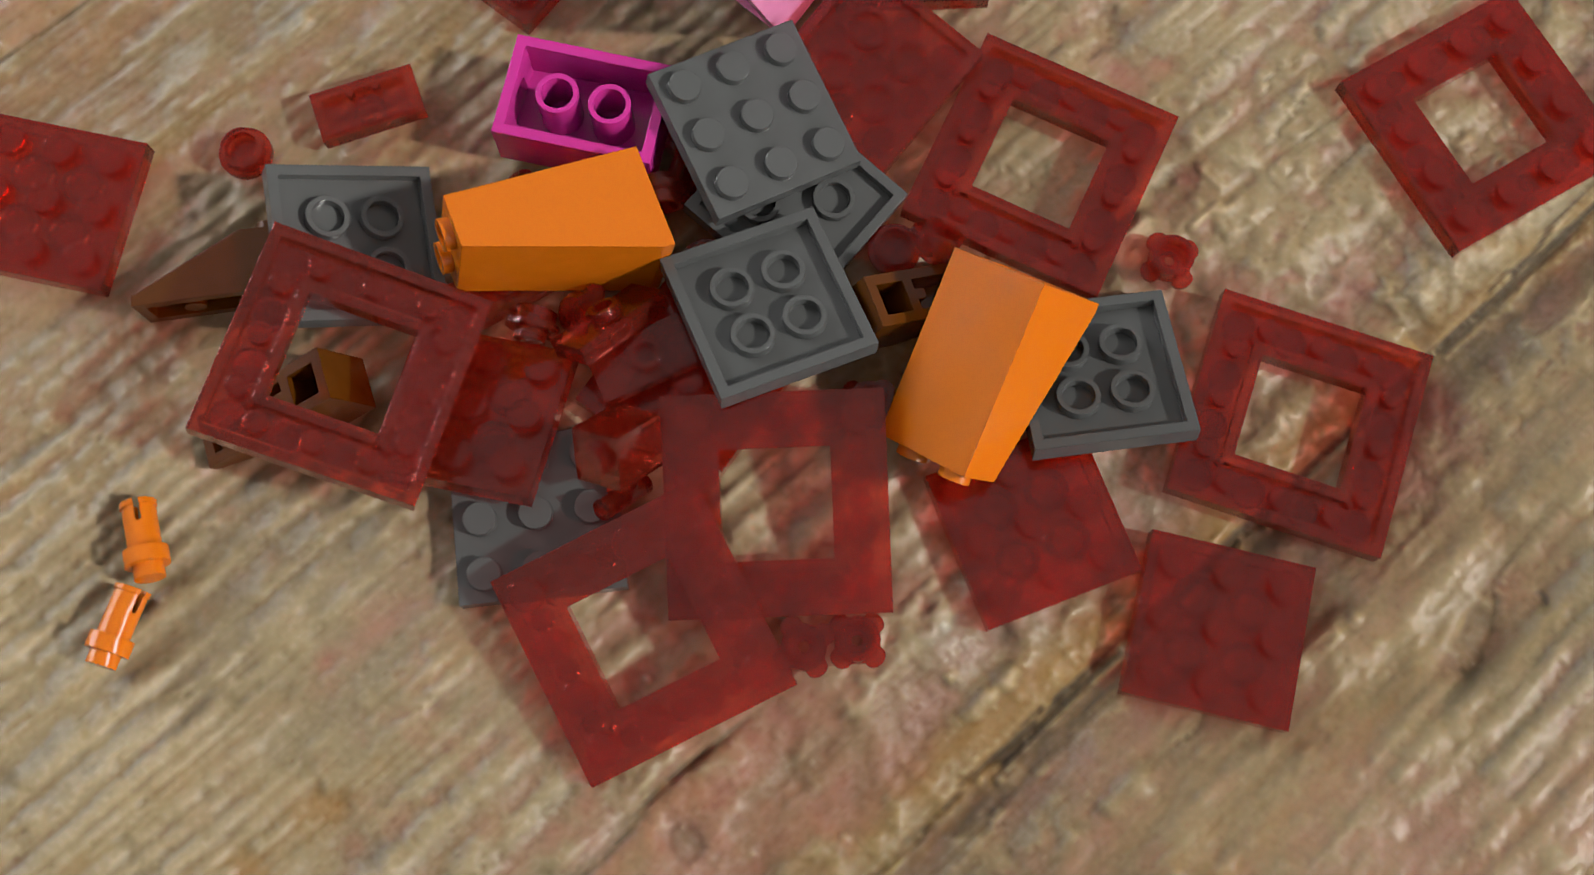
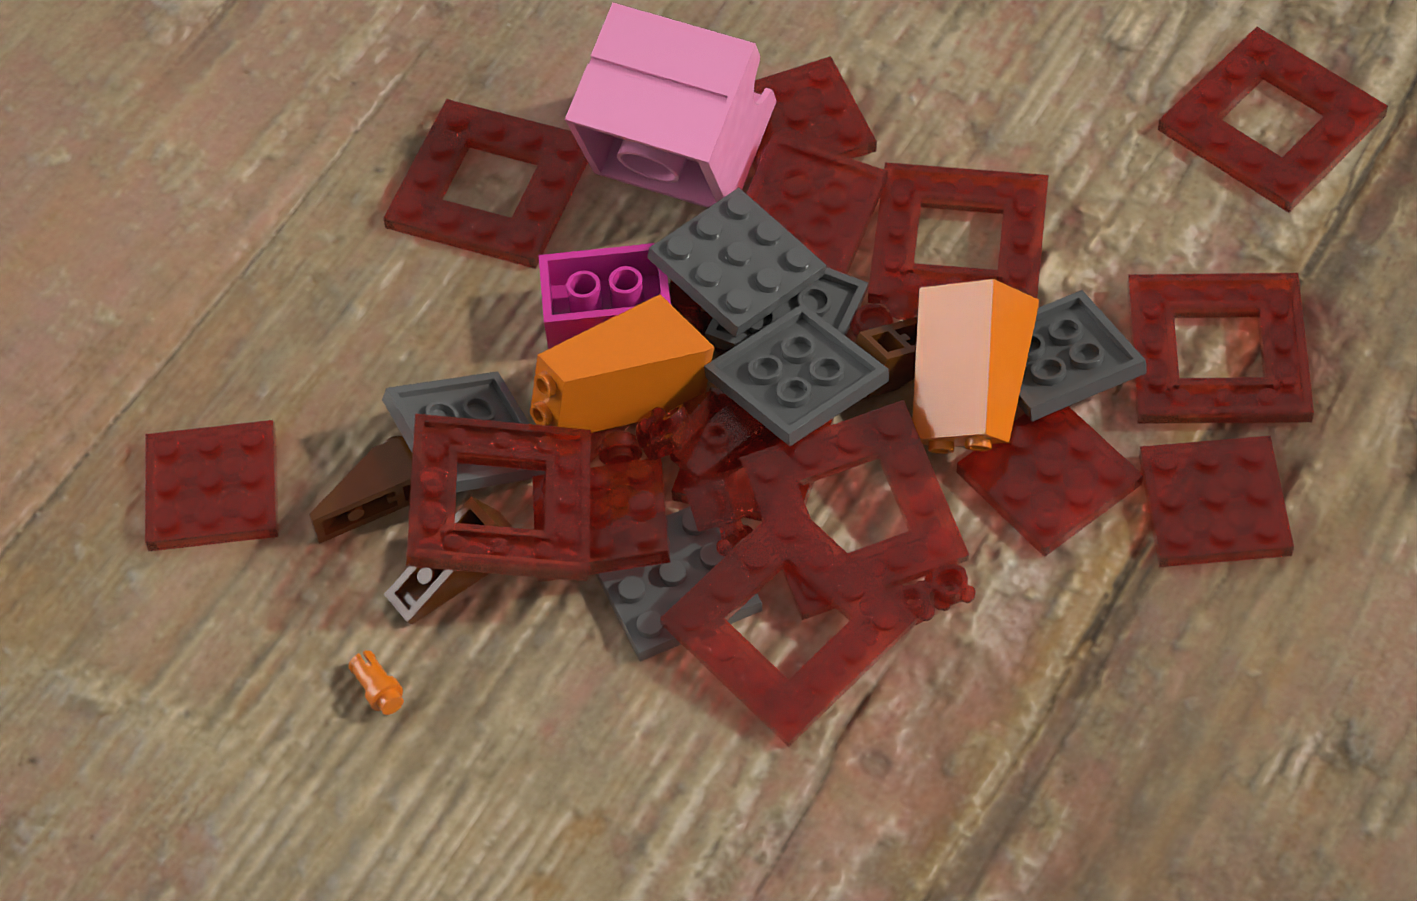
camera: 10 degrees left, 20 degrees down
(115, 630) = (379, 756): orange animal -> none
(245, 152) = (351, 405): clear red plate -> none
(368, 106) = (434, 346): clear red plate -> none
(1173, 246) = (1080, 262): clear red plate -> none

